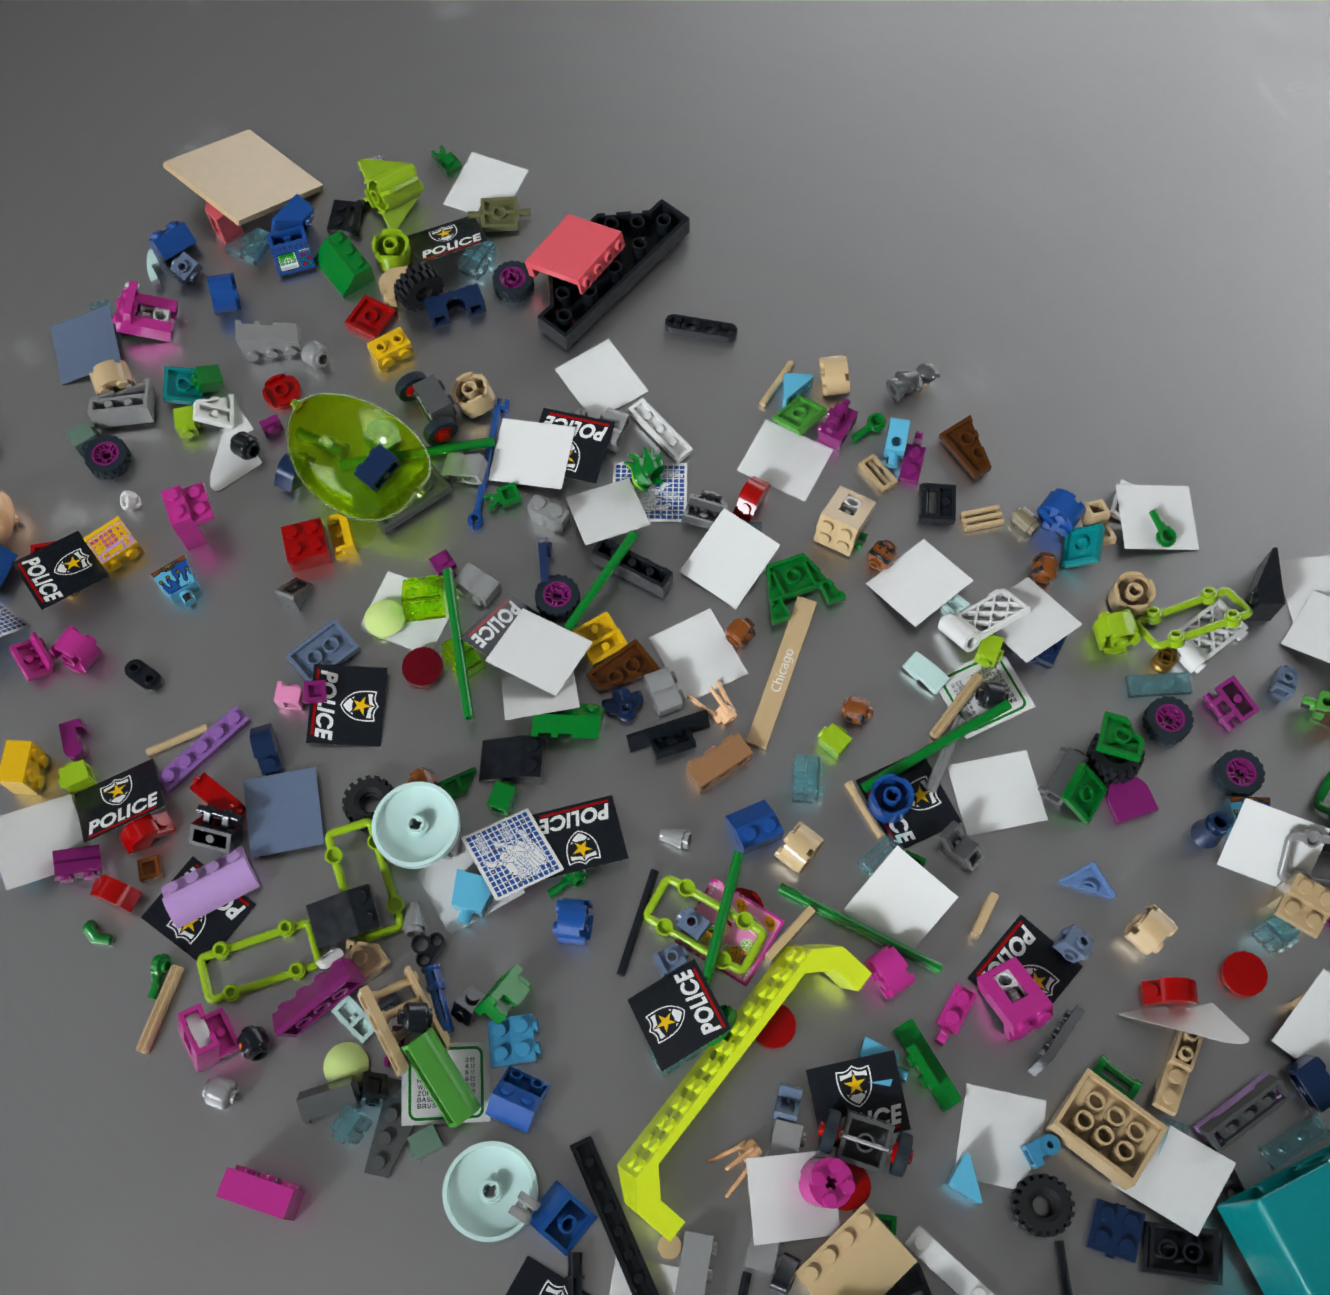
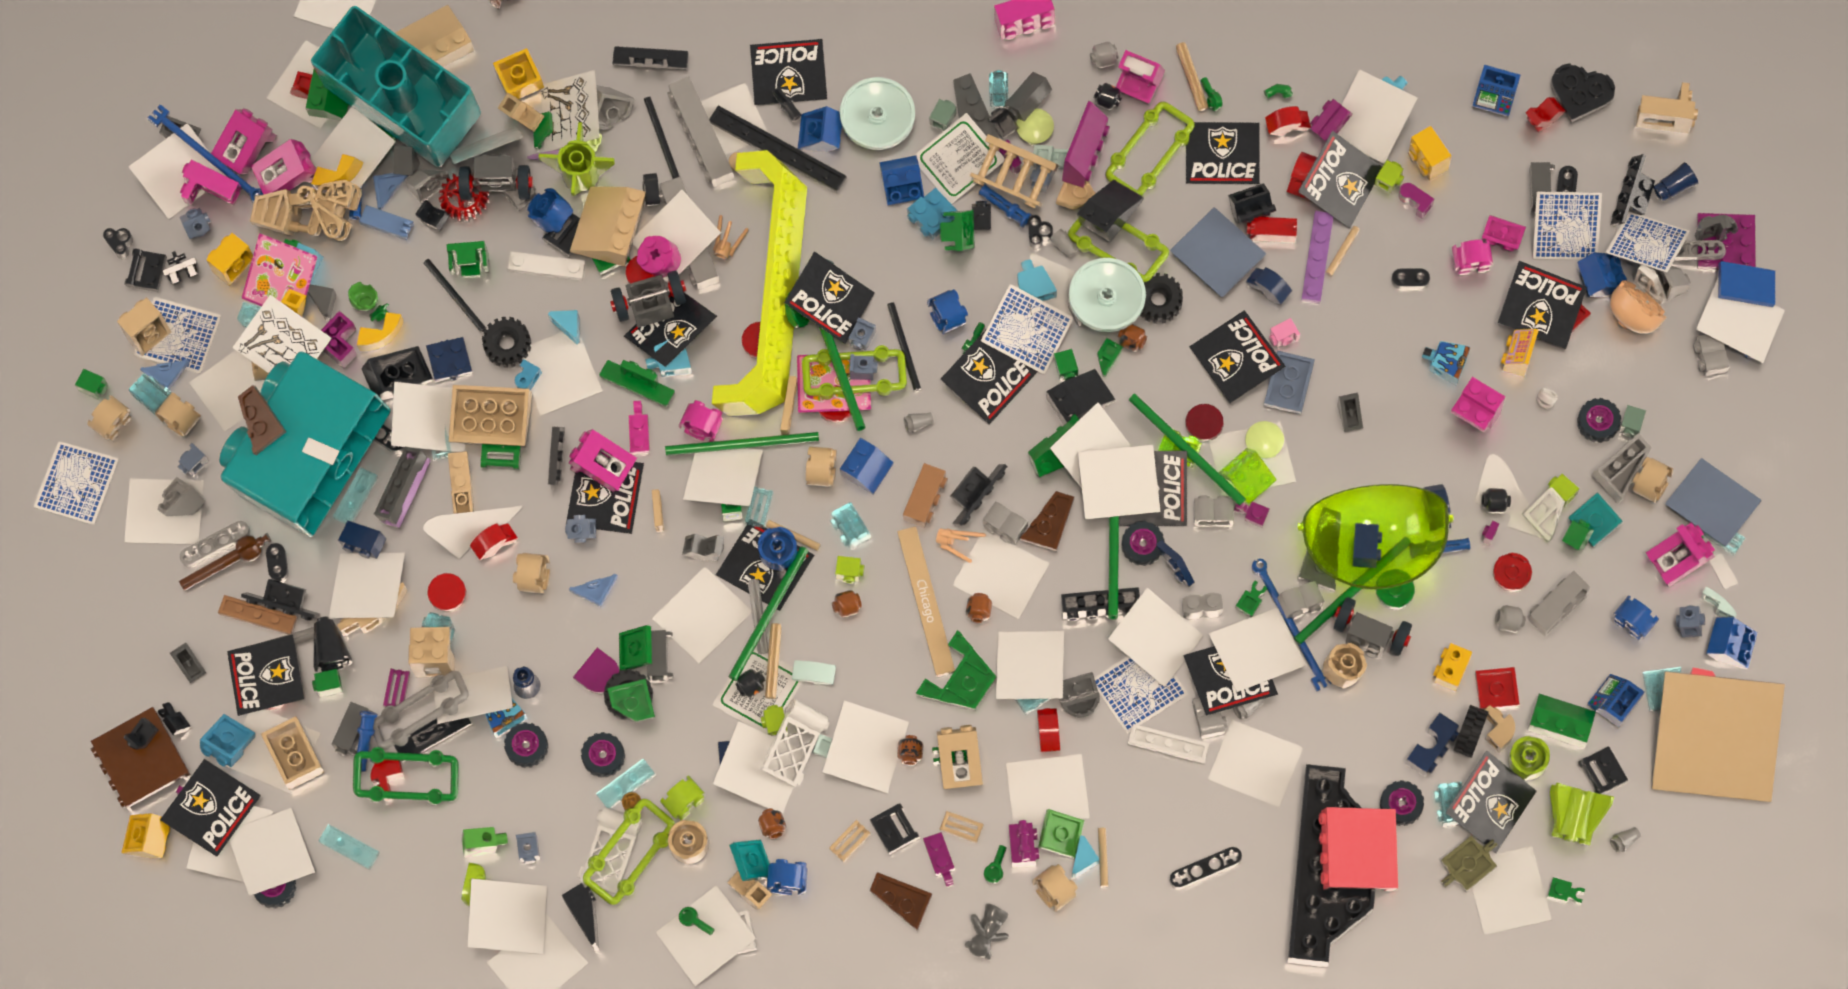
camera: 150 degrees right, 5 degrees up
(150, 868) = (1281, 155): dark orange tile -> none
(209, 887) = (1225, 168): lavender brick -> none
(293, 214) = (1637, 725): blue slope -> none
(306, 545) = (1373, 453): red brick -> none
(315, 691) = (1264, 344): magenta plate -> none
(329, 957) = (1100, 178): white tile -> none
(341, 536) = (1349, 478): yellow hinge -> none
(415, 1017) = (1004, 172): black head -> none
(441, 1077) = (959, 153): bright green brick -> none
(522, 1213) = (845, 113): light grey wheel -> none
(604, 636) = (1085, 535): yellow slope -> none
(623, 700) = (1032, 498): dark blue plate -> none
(646, 469) = (1152, 694): green hair -> none
(788, 1102) = (716, 293): sand blue bracket -> none
(895, 441) = (963, 857): medium azure torso -> none
(1025, 520) = (814, 858): dark tan brick -> none
(1235, 698) = (559, 800): magenta brick -> none

